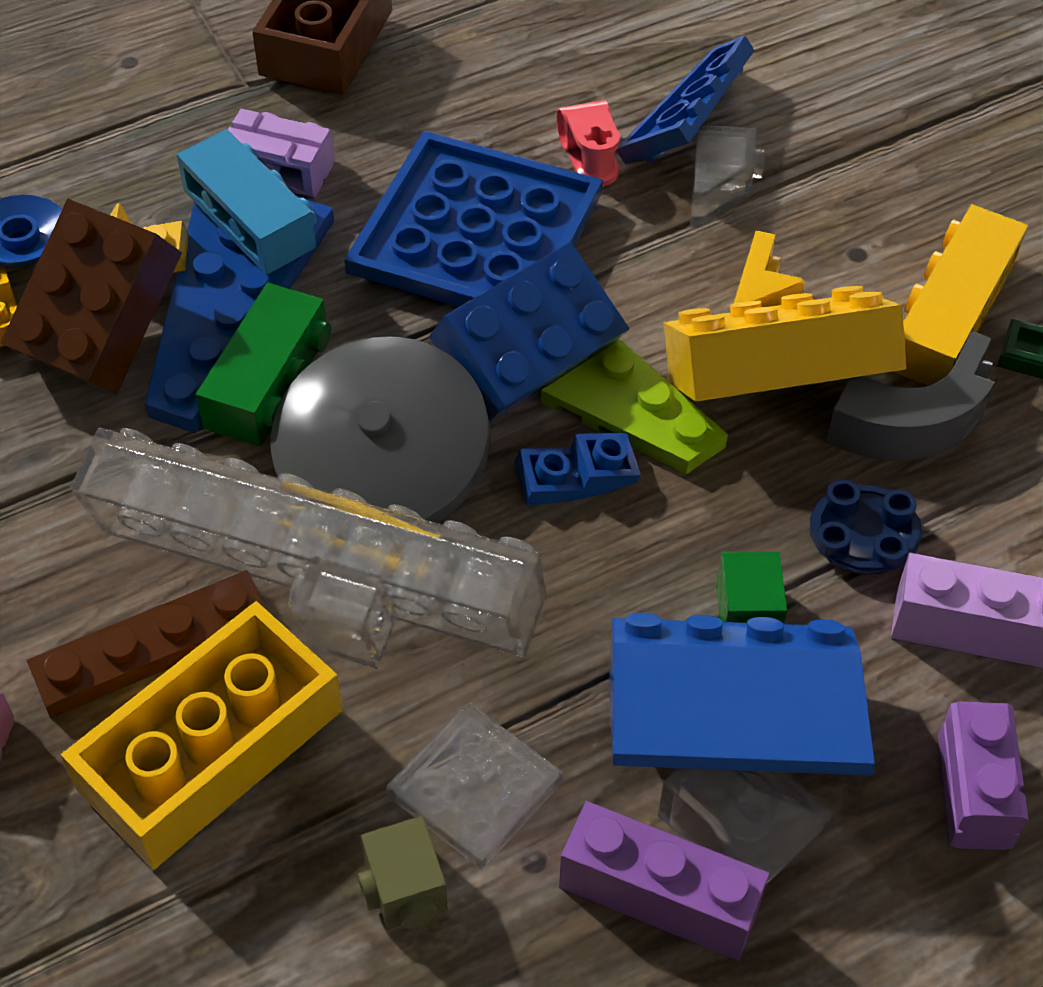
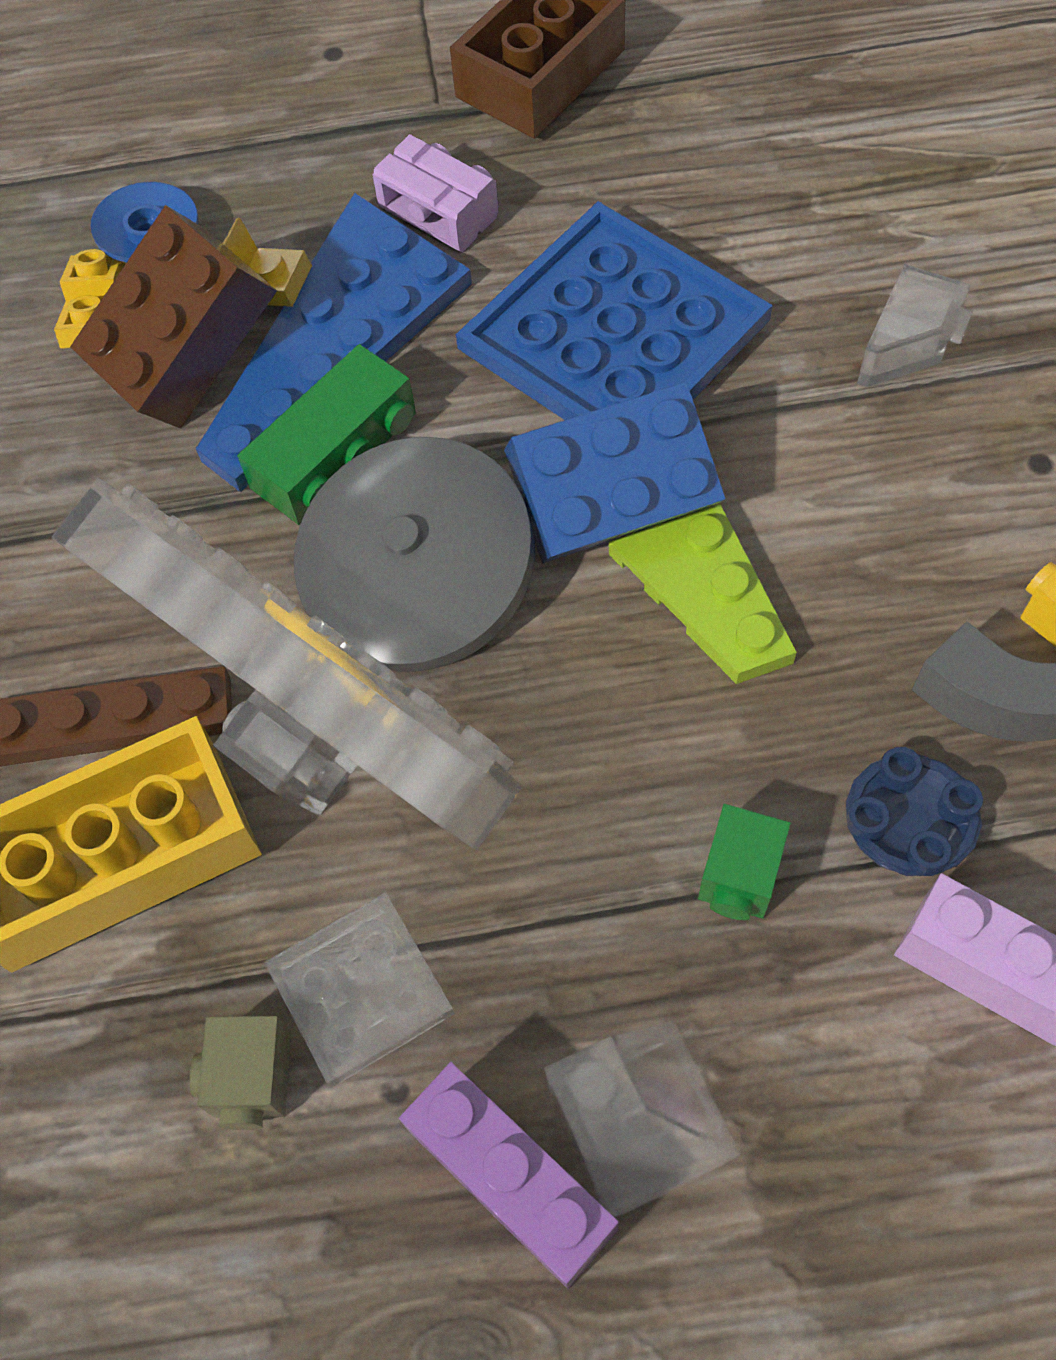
camera: 25 degrees right, 10 degrees up
(247, 201) = (375, 244): dark azure brick -> none
(587, 469) = (628, 648): blue slope -> none
(590, 139) = (779, 254): coral piece -> none
(688, 104) = (908, 233): blue wing -> none
(738, 696) = (667, 996): blue slope -> none
(761, 276) = (902, 489): yellow slope -> none
(784, 343) = (900, 566): yellow brick -> none
(982, 776) = (926, 1174): medium lavender brick -> none

